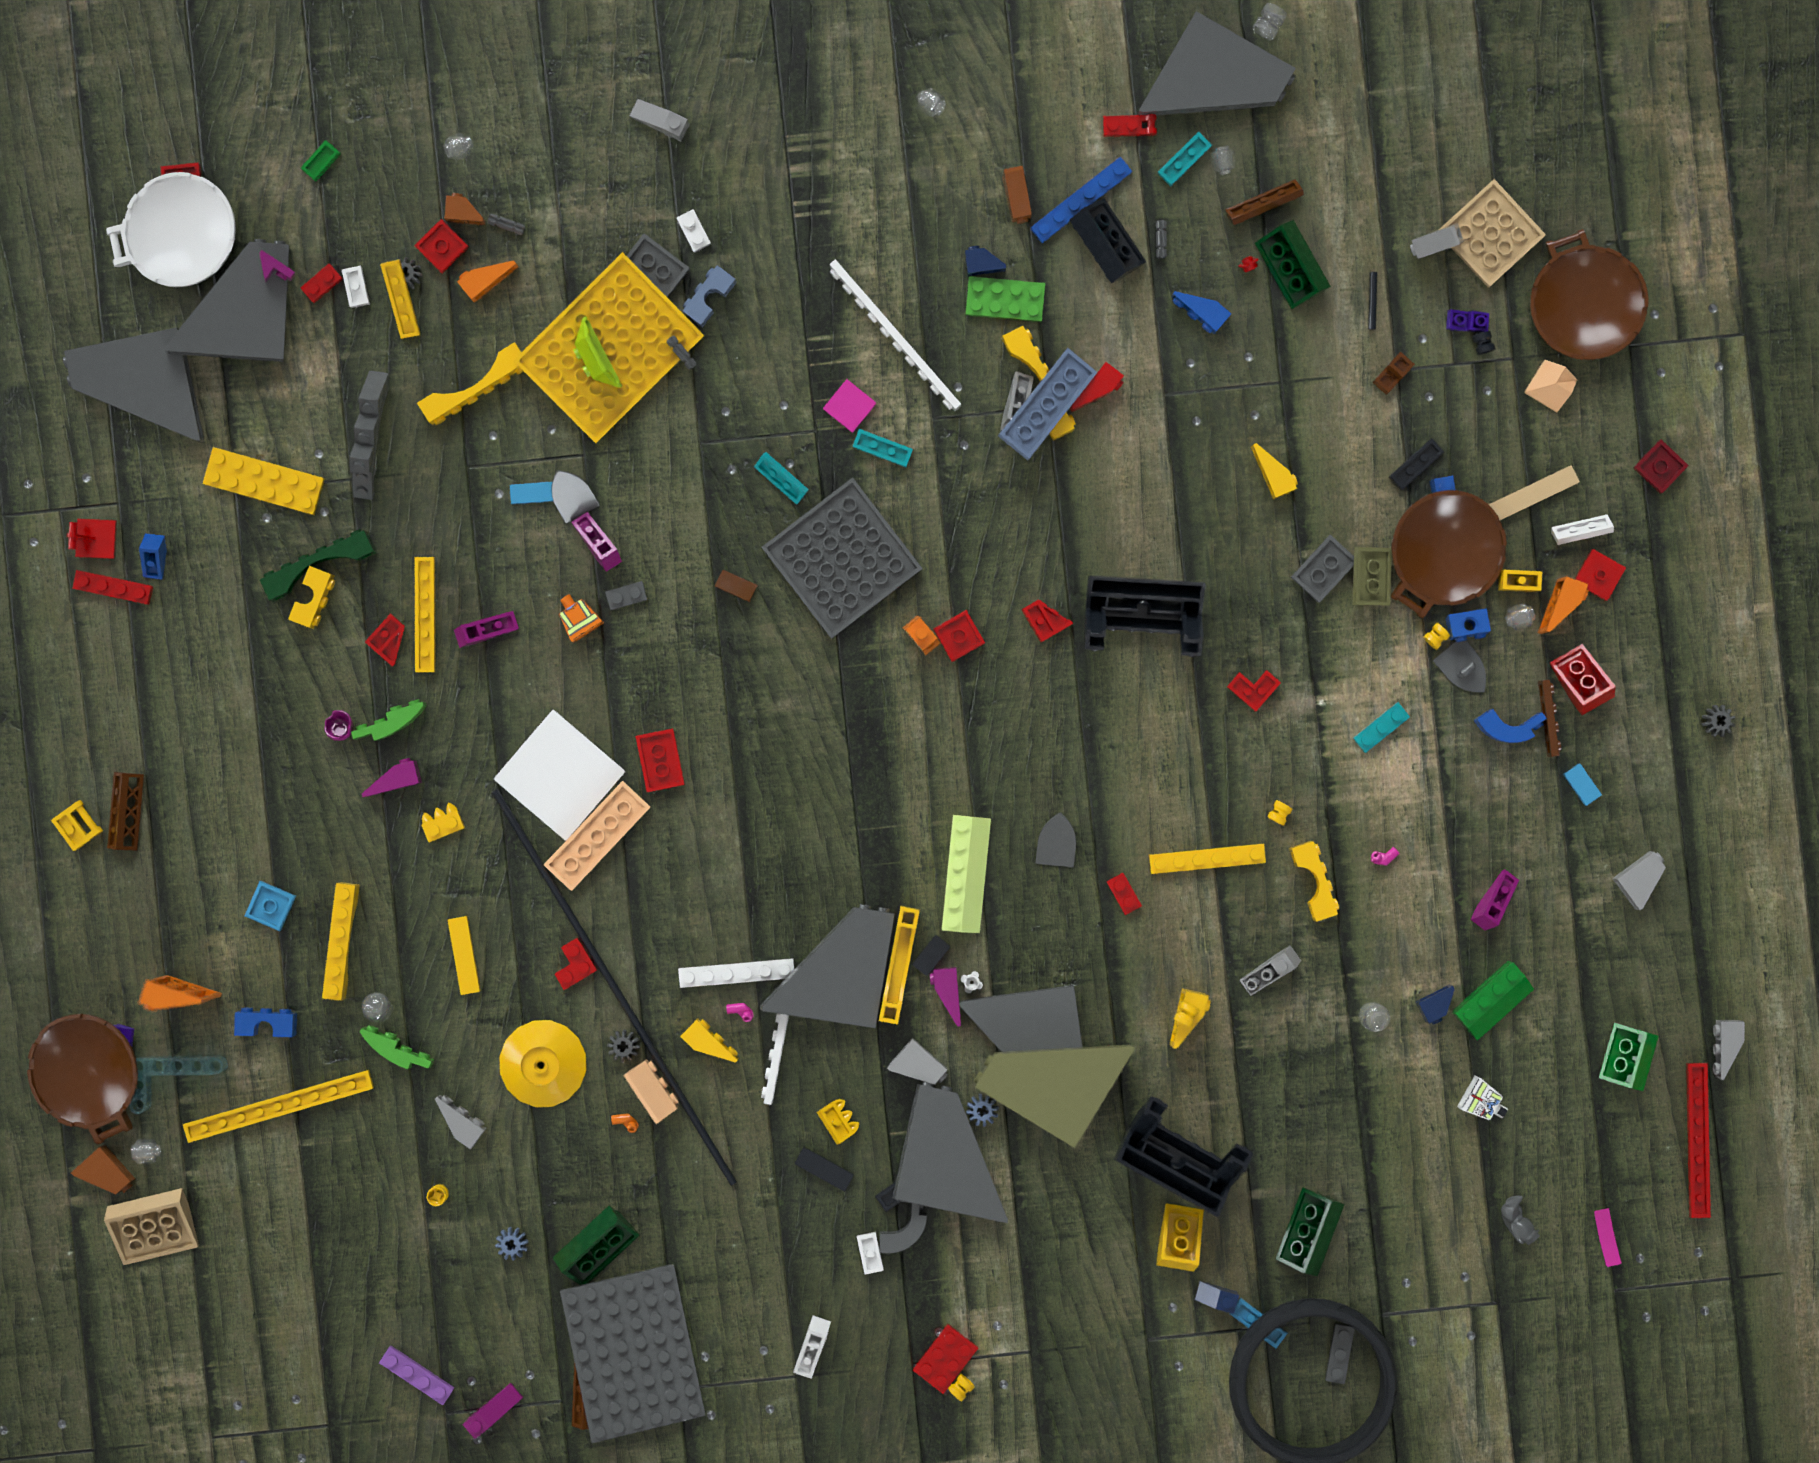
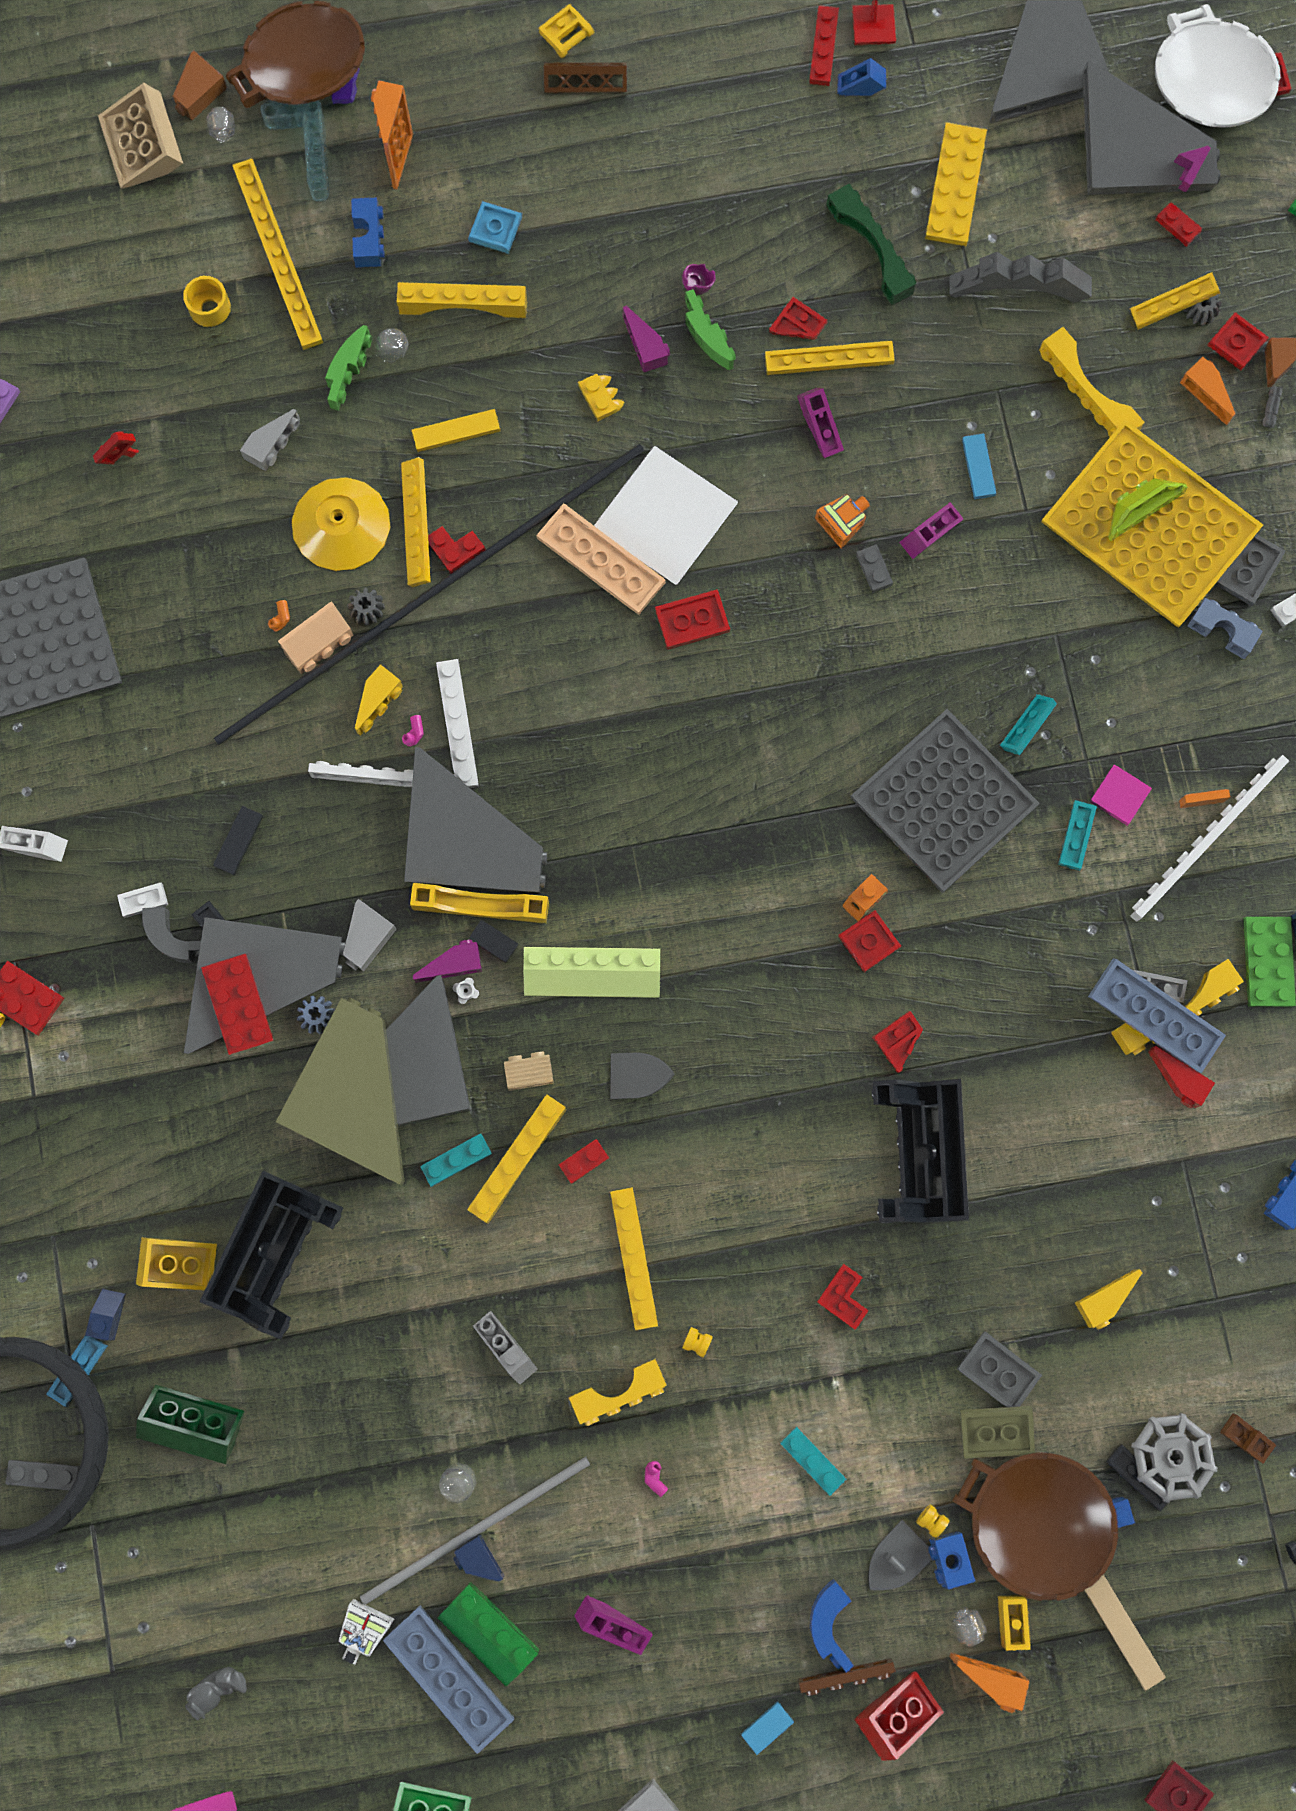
camera: 85 degrees right, 10 degrees down
(309, 613) = (850, 248): yellow arch -> none
(311, 1178) = (203, 290): none -> yellow piece
(355, 286) = (1180, 257): white plate -> none
(437, 1198) = (184, 419): yellow wheel -> none
(456, 1257) = (115, 447): none -> red plate
(505, 1245) = (141, 501): sand blue gear -> none
(548, 997) = (415, 522): none -> yellow plate
(572, 495) = (980, 497): shield -> none
(595, 1246) = (137, 595): dark green slope -> none
(681, 352) = (1157, 601): dark grey axle -> none
(736, 586) = (898, 686): reddish brown slope -> none
(837, 1121) = (293, 849): yellow plate -> none
(860, 335) = (1204, 798): none -> orange tile
(970, 1175) = (237, 1004): none -> red plate
(1046, 934) = (528, 1071): none -> tan brick
(1113, 1000) = (456, 1160): none -> teal plate
(1118, 949) = (516, 1159): none -> yellow arch
(1185, 1018) = (439, 1239): yellow wheel -> none
(1196, 999) = (447, 1250): yellow slope -> none
(1410, 426) = (1165, 1467): none -> light grey plate
(1412, 1005) = (474, 1531): none -> light grey piece
(1524, 1034) = (448, 1679): none -> sand blue plate
(1551, 385) = (1261, 1643): light nougat slope -> none
(1582, 529) = (1086, 1699): white plate -> none
(1600, 574) = (1033, 1728): red plate -> none

